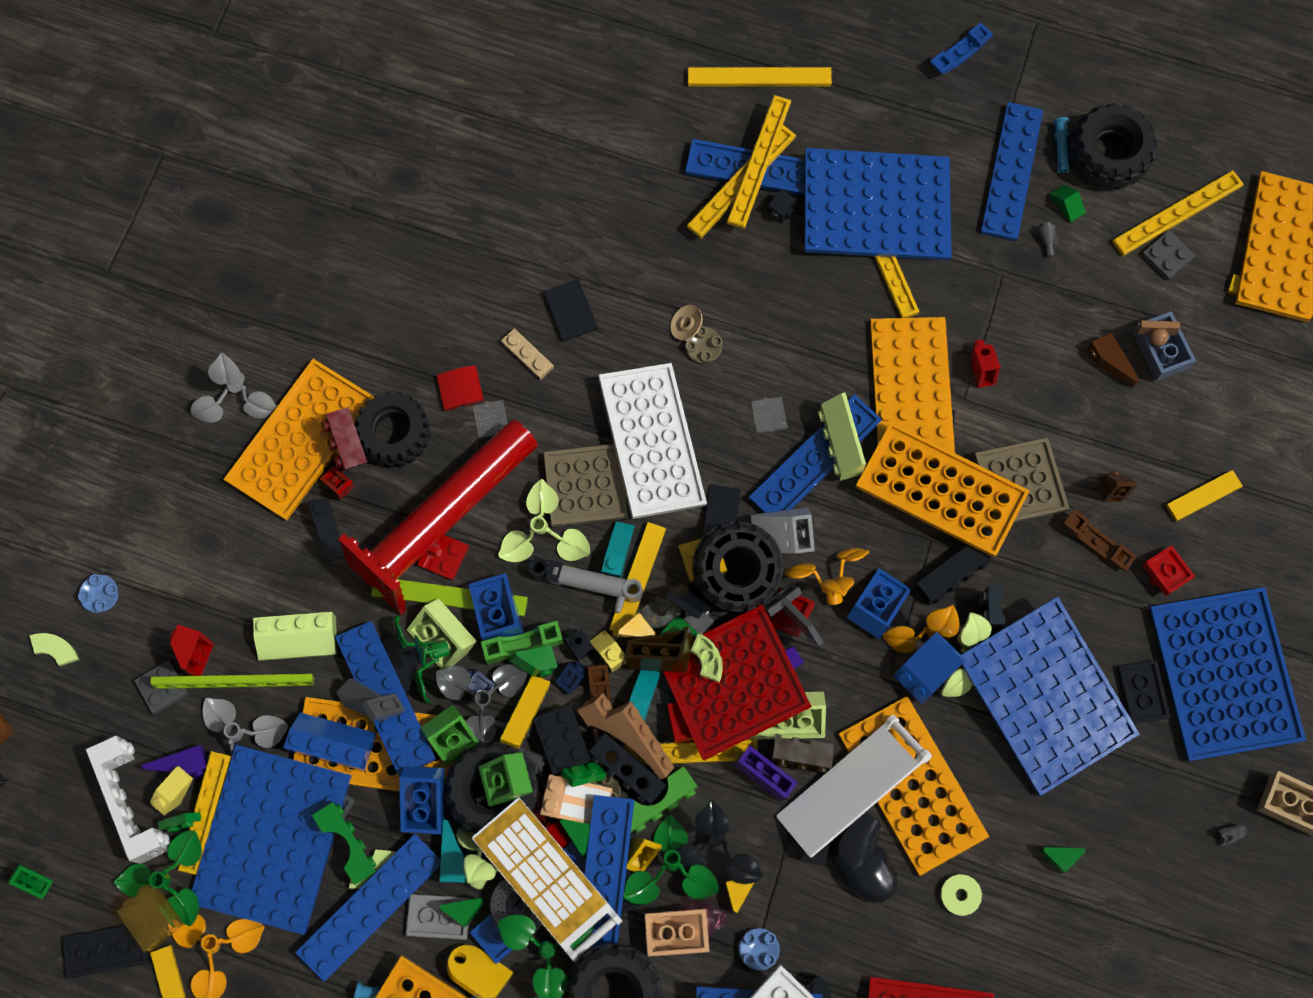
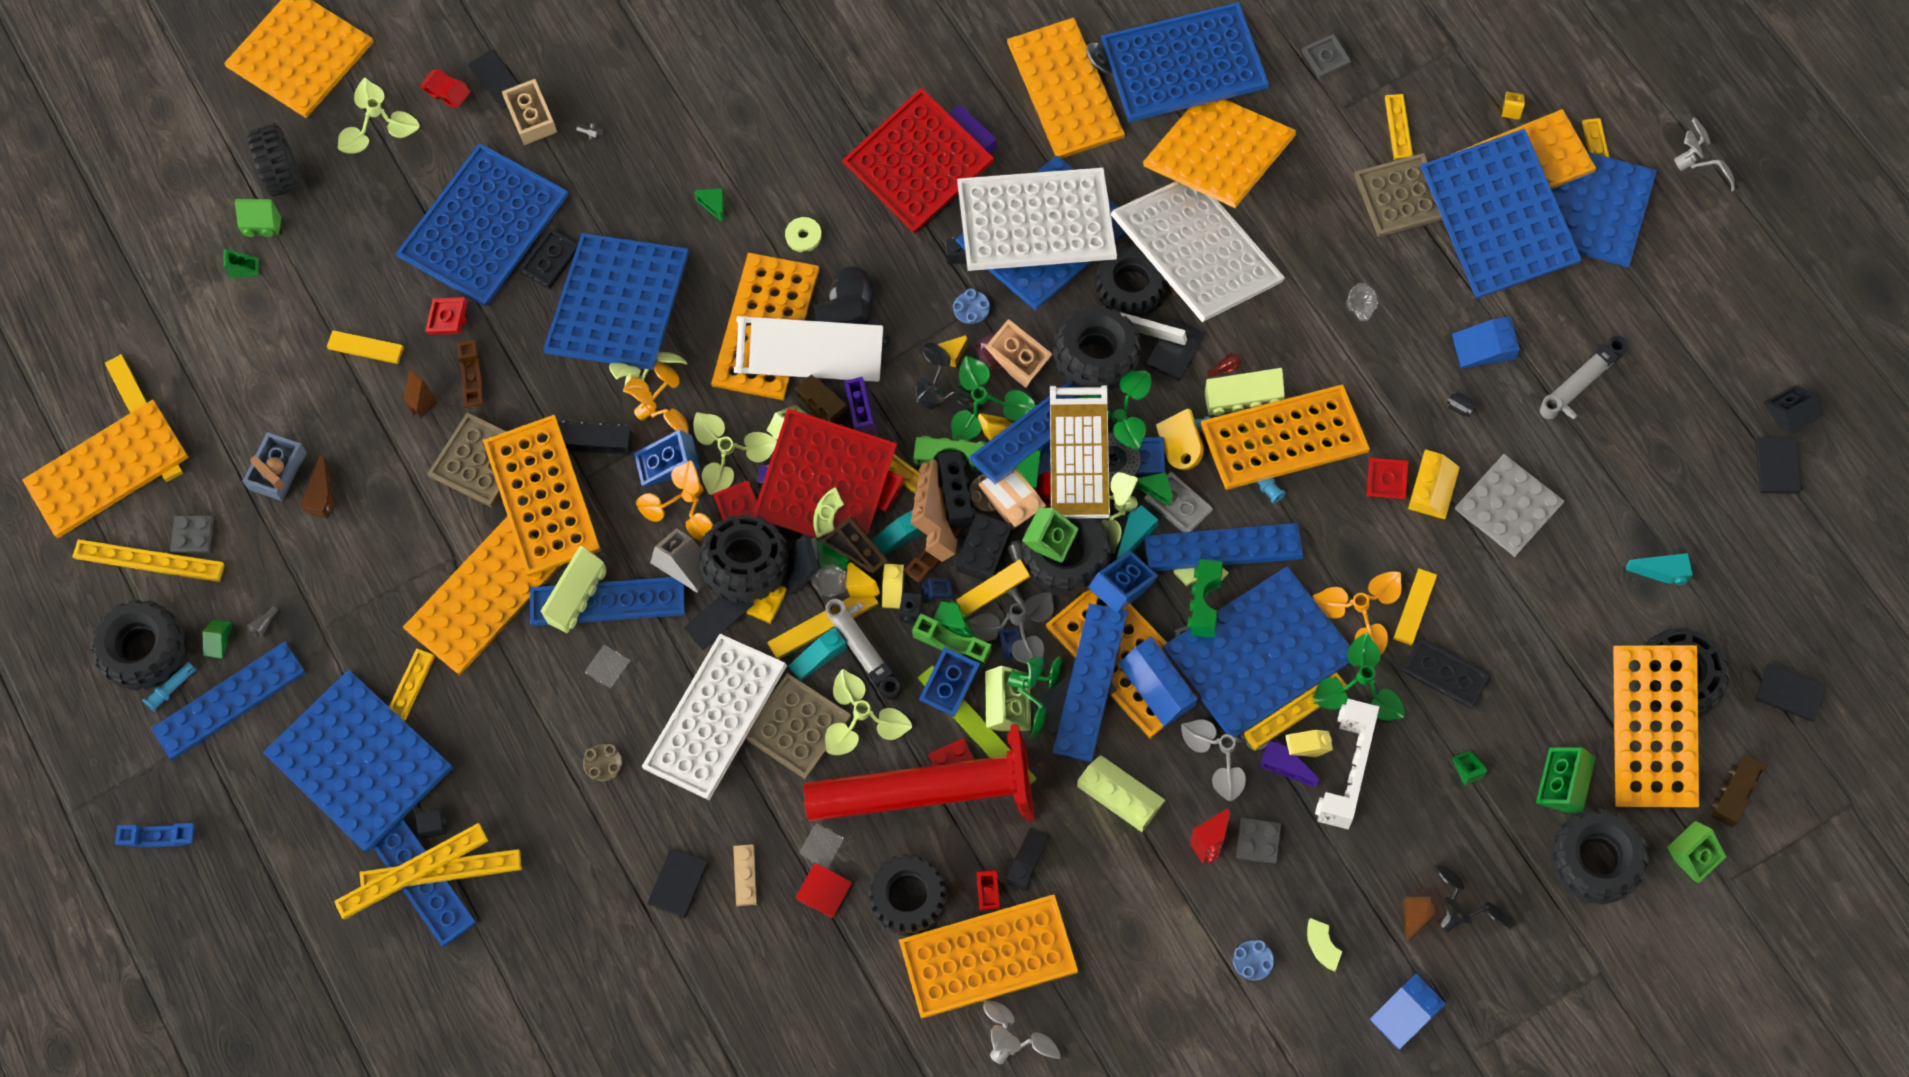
camera: 135 degrees left, 5 degrees down
(150, 917) = (1394, 661): clear yellow brick -> none
(181, 821) = (1323, 718): green plate -> none
(232, 681) = (1198, 792): lime tile -> none
(343, 439) = (954, 911): dark red brick -> none
(368, 702) = (1106, 683): dark grey piece -> none
(449, 734) = (1064, 615): bright green slope -> none
(583, 774) = (990, 506): green plate -> none
(686, 322) = (607, 793): tan dish -> none
(760, 77) = (333, 959): yellow tile -> none
(783, 600) = (735, 506): dark grey piece -> none
(831, 624) = (707, 430): none -> yellowish green plant
(929, 668) = (679, 380): blue slope -> none
(985, 364) = (412, 563): red torso -> none
(991, 606) = (593, 387): black brick -> none

